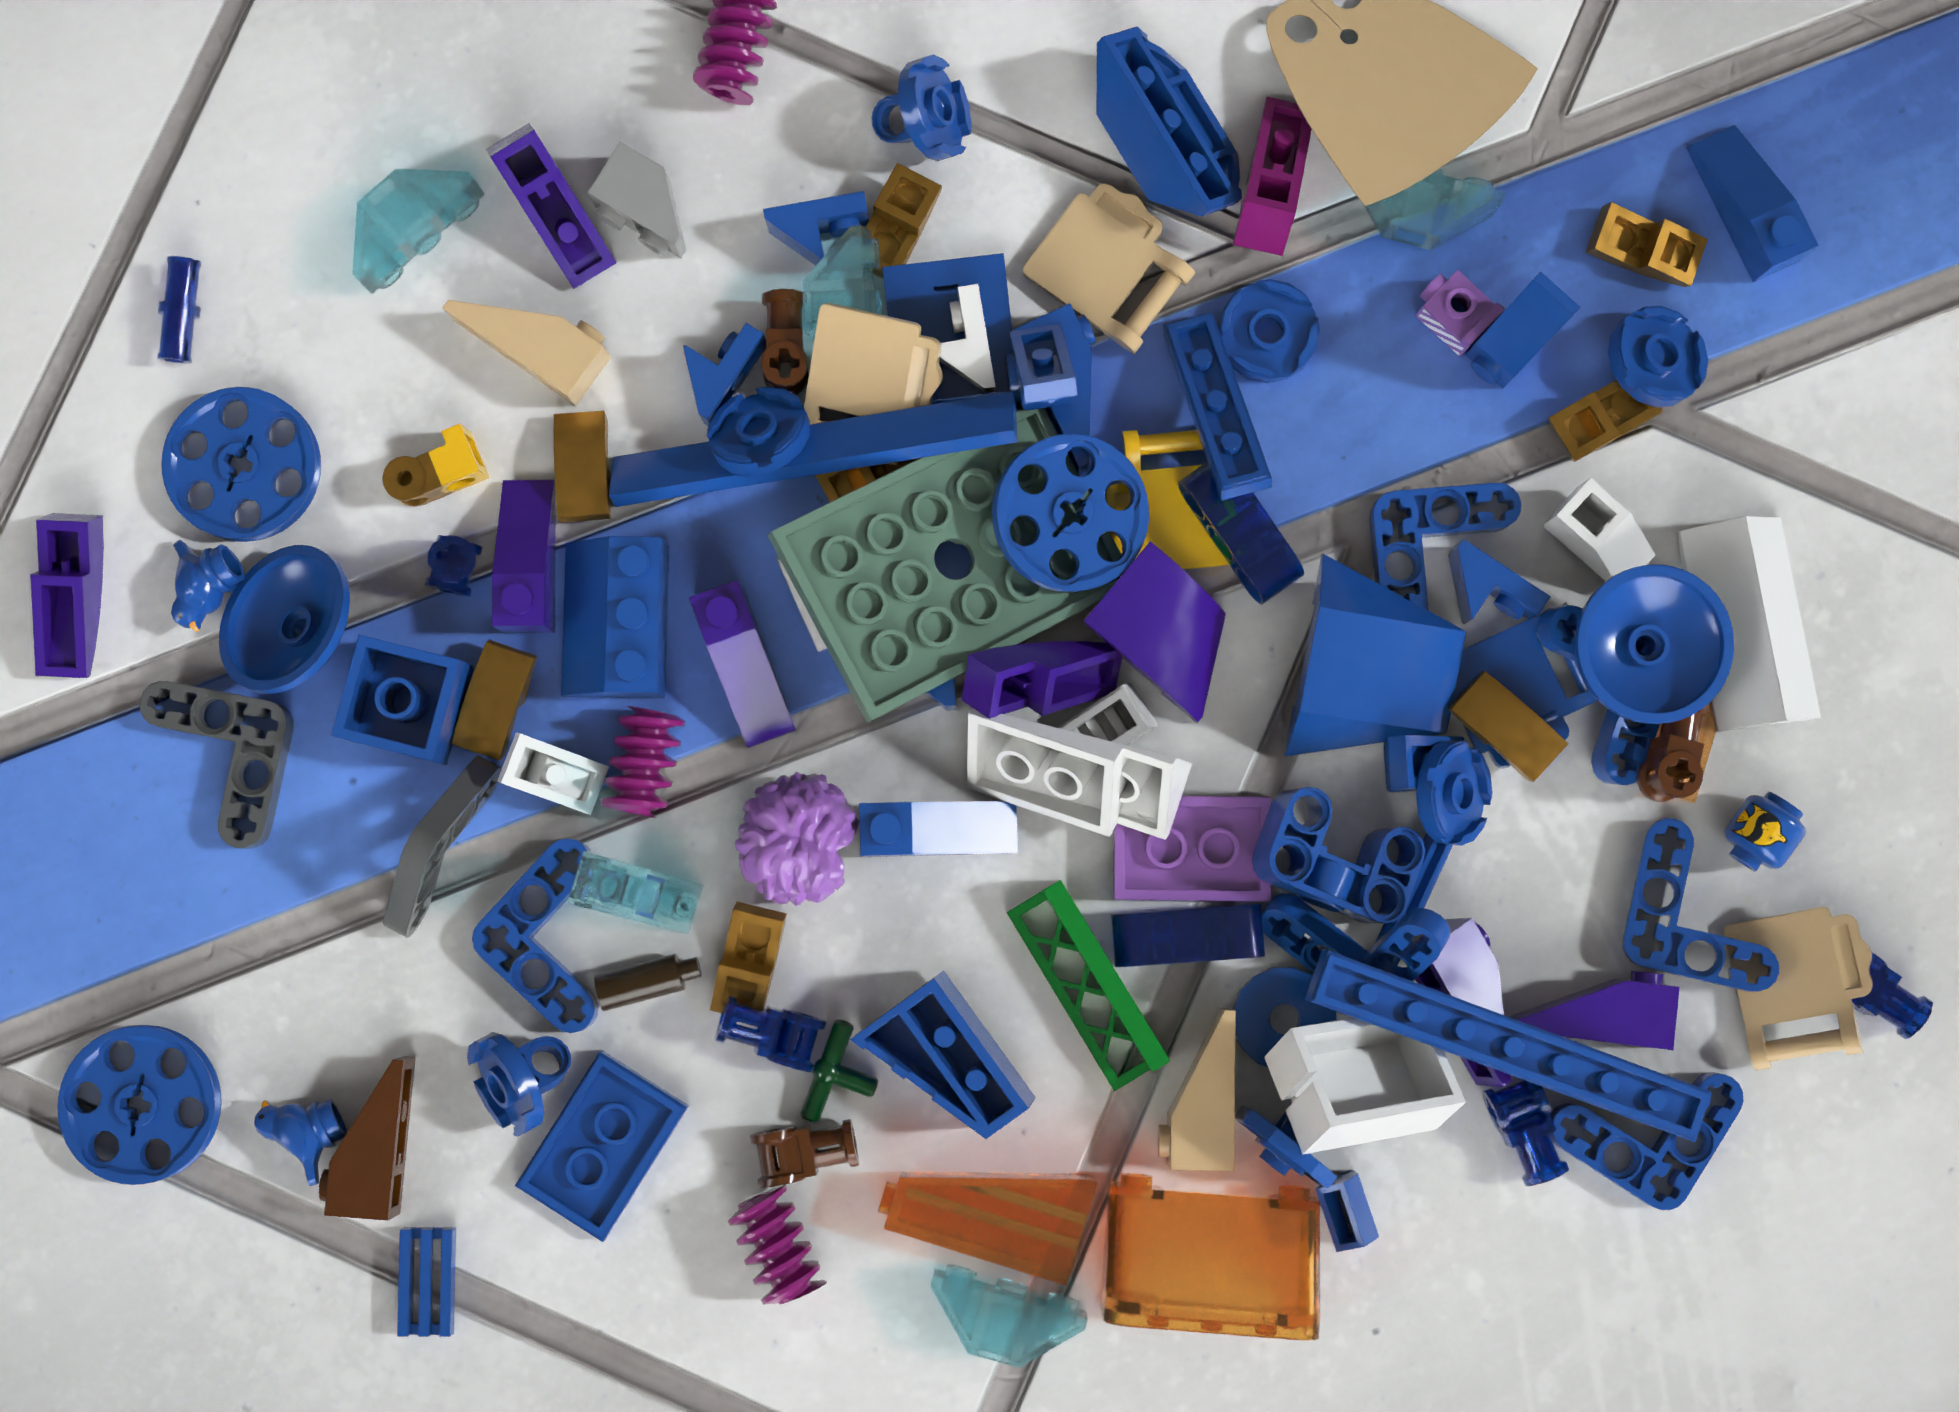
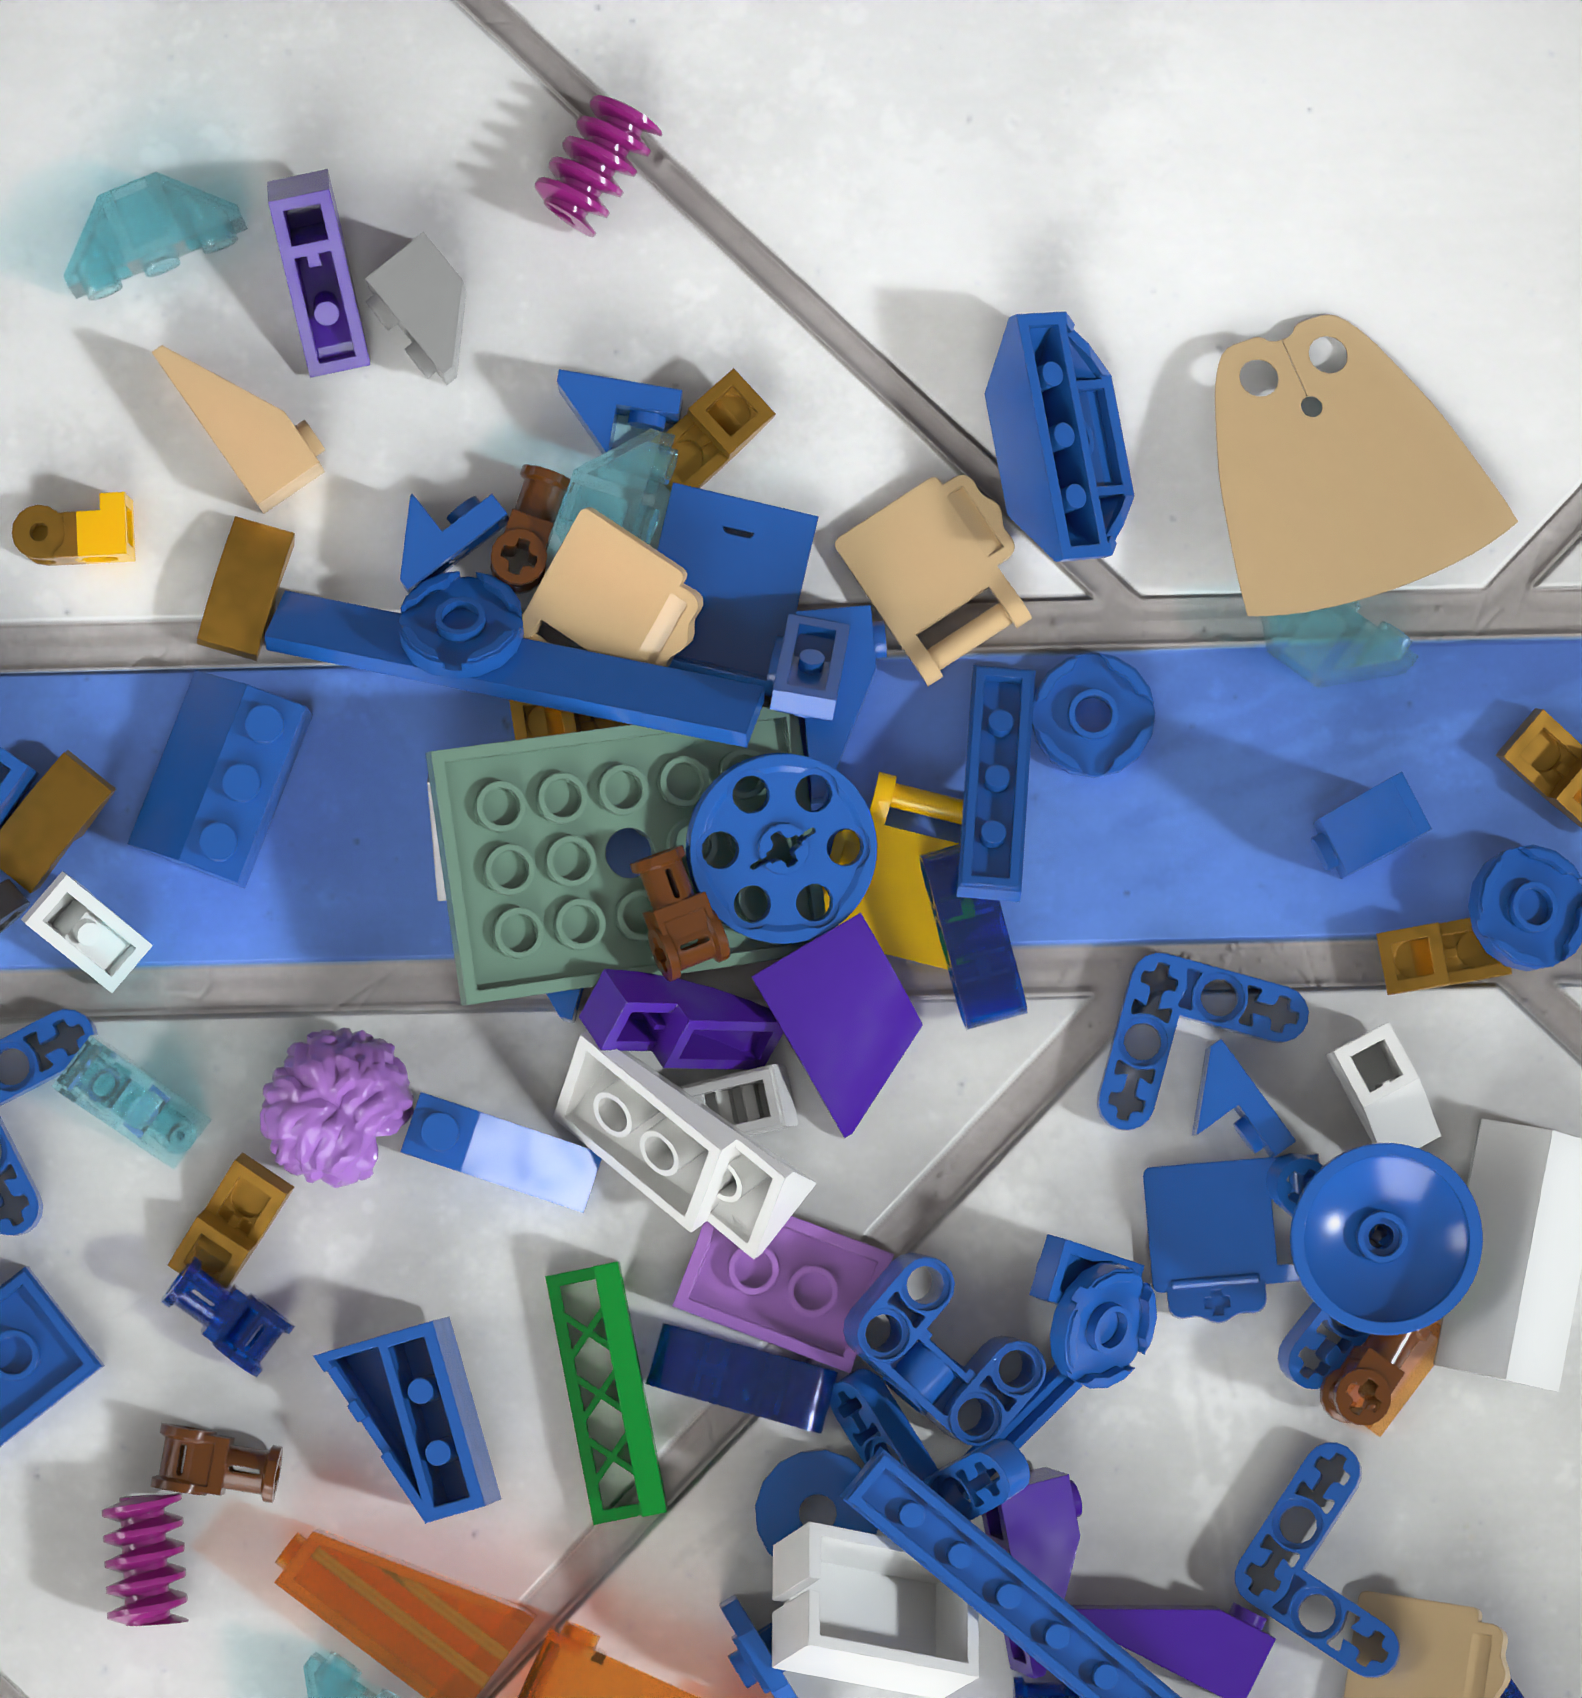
camera: 15 degrees right, 0 degrees up
(452, 564) = (58, 651): clear blue connector -> none
(525, 558) = (143, 670): dark purple slope -> none
(642, 761) = (193, 955): magenta piece -> none
(644, 981) = (105, 1205): dark brown cylinder -> none
(742, 663) = (347, 882): slope -> none
(829, 1072) = (278, 1384): dark green piece -> none
(931, 107) = (794, 321): blue tile -> none
(971, 355) = (738, 625): white slope -> none
(1011, 593) = (678, 915): none -> reddish brown connector
(1203, 1111) = (684, 1584): tan slope -> none
(1274, 178) = (1161, 541): magenta slope -> none
(1371, 666) = (1065, 1146): blue wedge -> none
(1452, 327) = (1314, 795): medium lavender brick -> none
(1508, 726) = (1194, 1271): pearl gold slope -> none
(1765, 831) = (1444, 1499): blue head -> none

